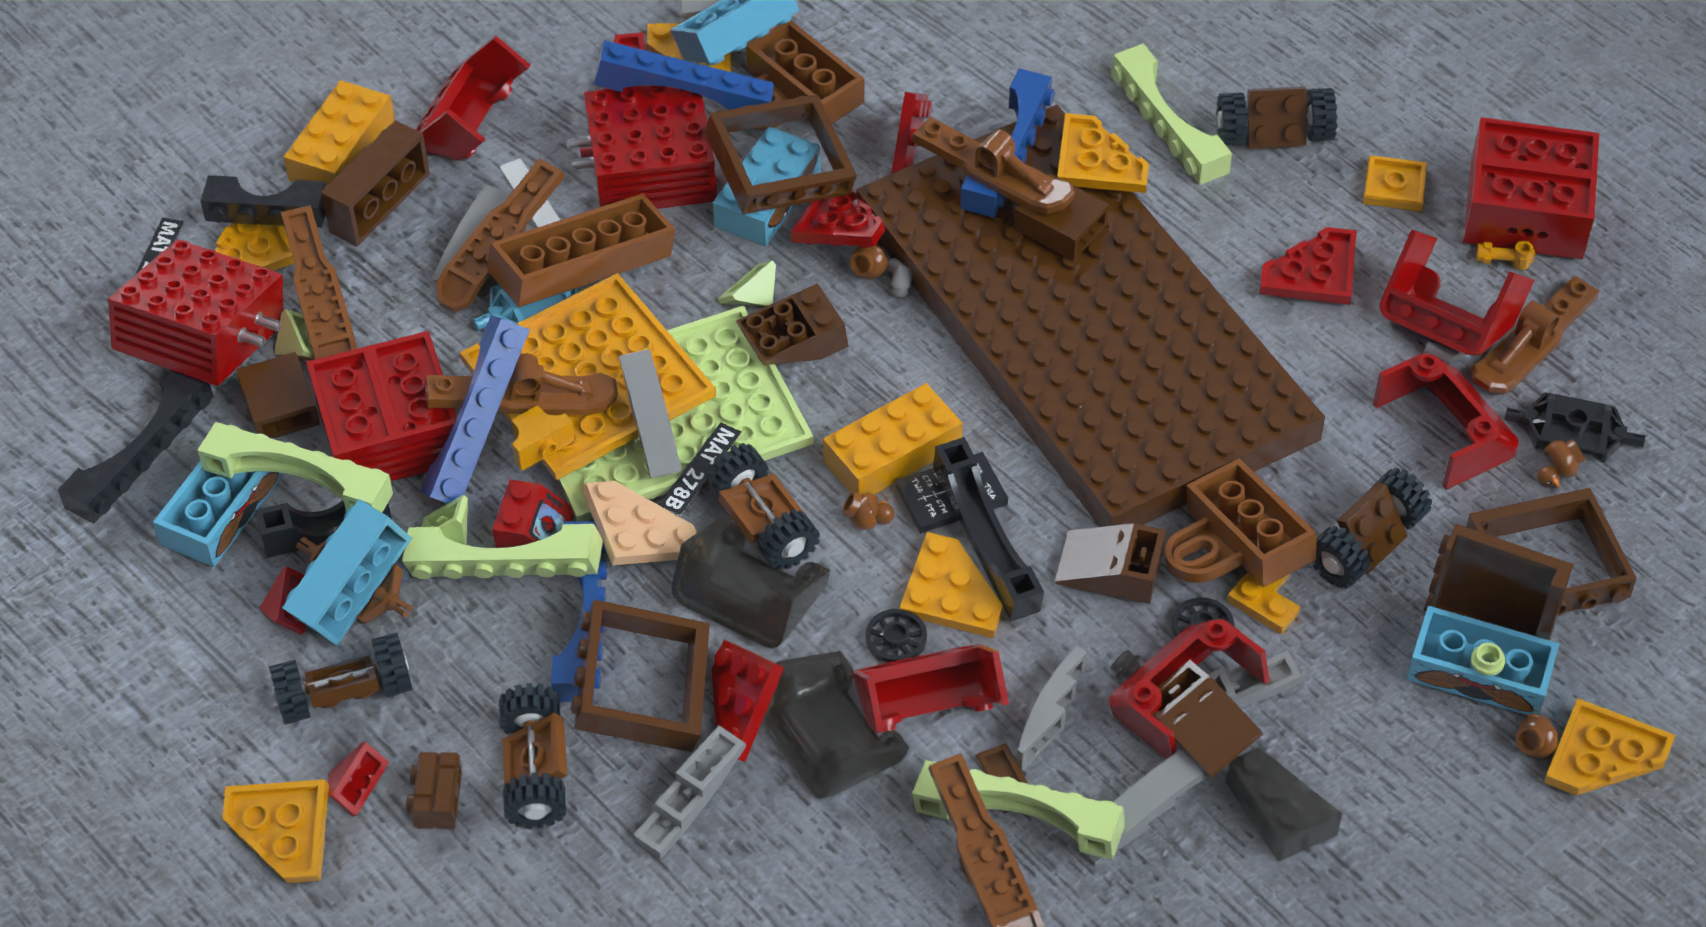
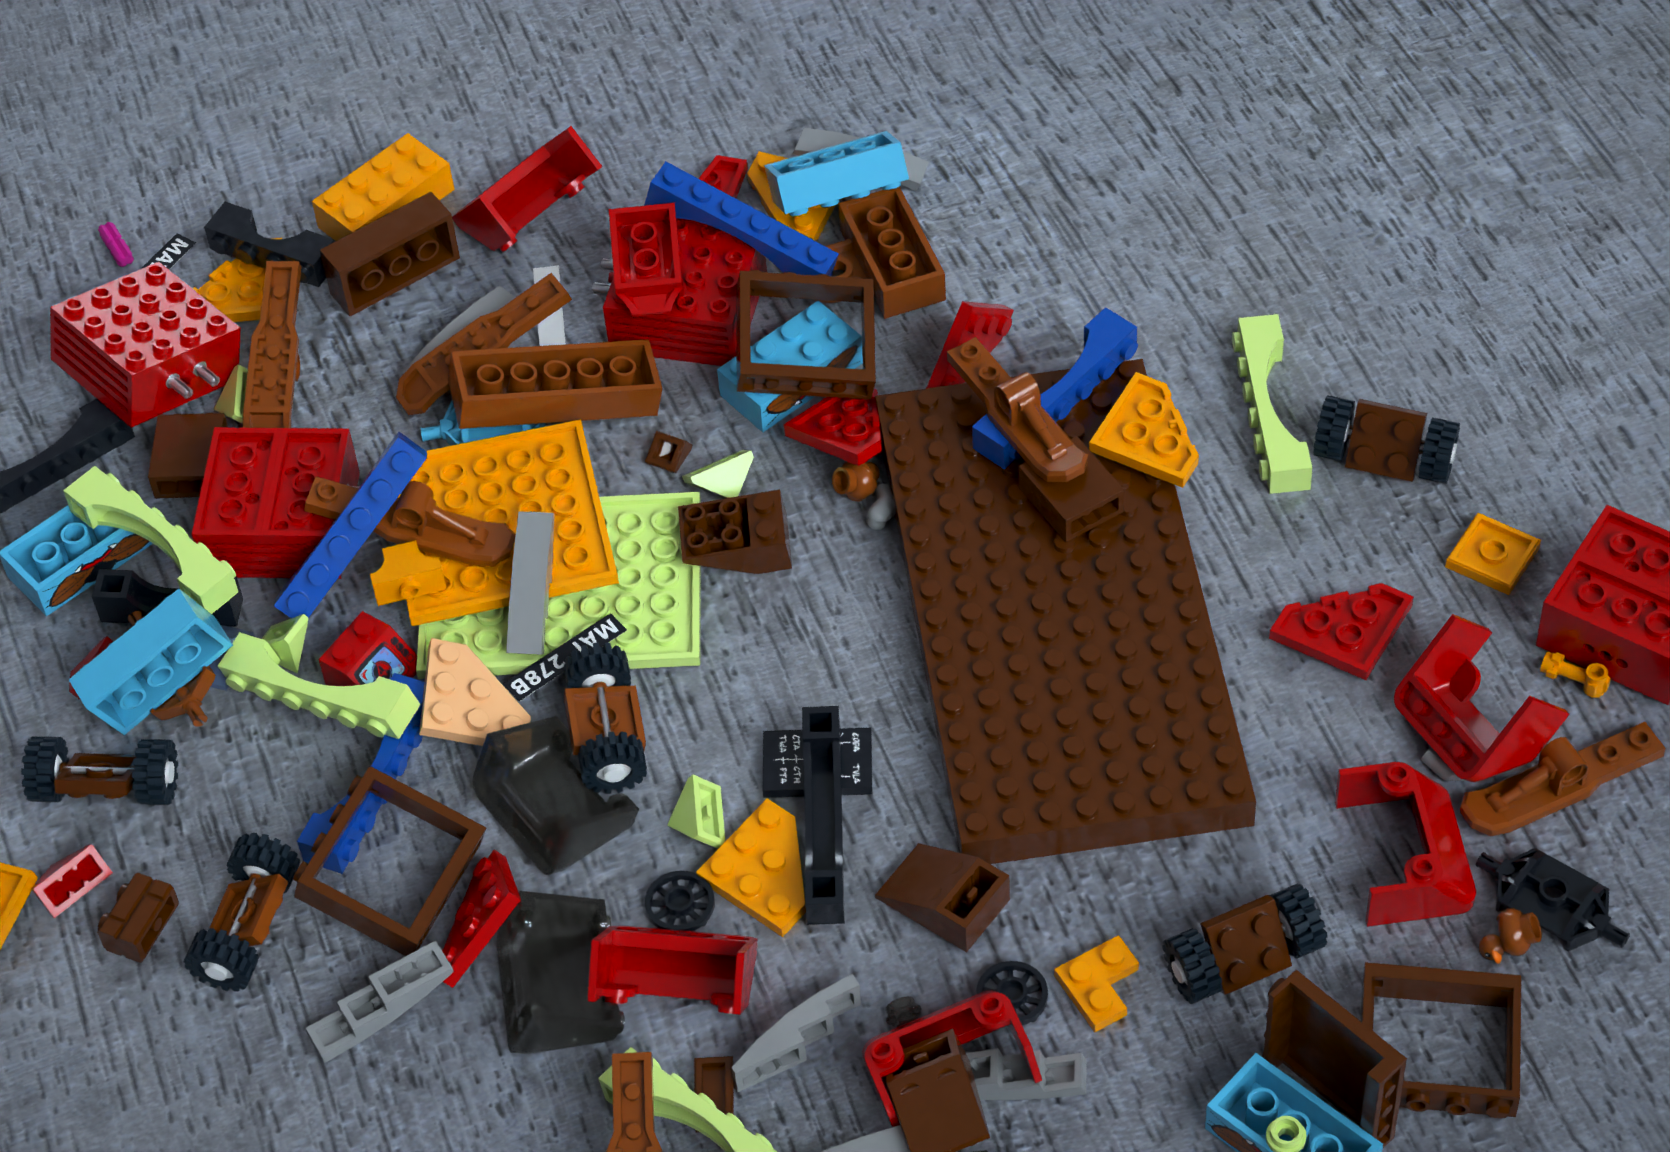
camera: 25 degrees right, 0 degrees up
(114, 241) = (117, 245): none -> dark pink piece
(621, 123) = (646, 257): none -> red slope
(696, 282) = (668, 452): none -> reddish brown slope
(866, 511) = (711, 751): dark orange animal -> none
(875, 561) = (700, 812): none -> yellowish green slope
(891, 441) = (773, 684): light orange brick -> none
(1242, 527) = (1098, 901): dark orange brick -> none

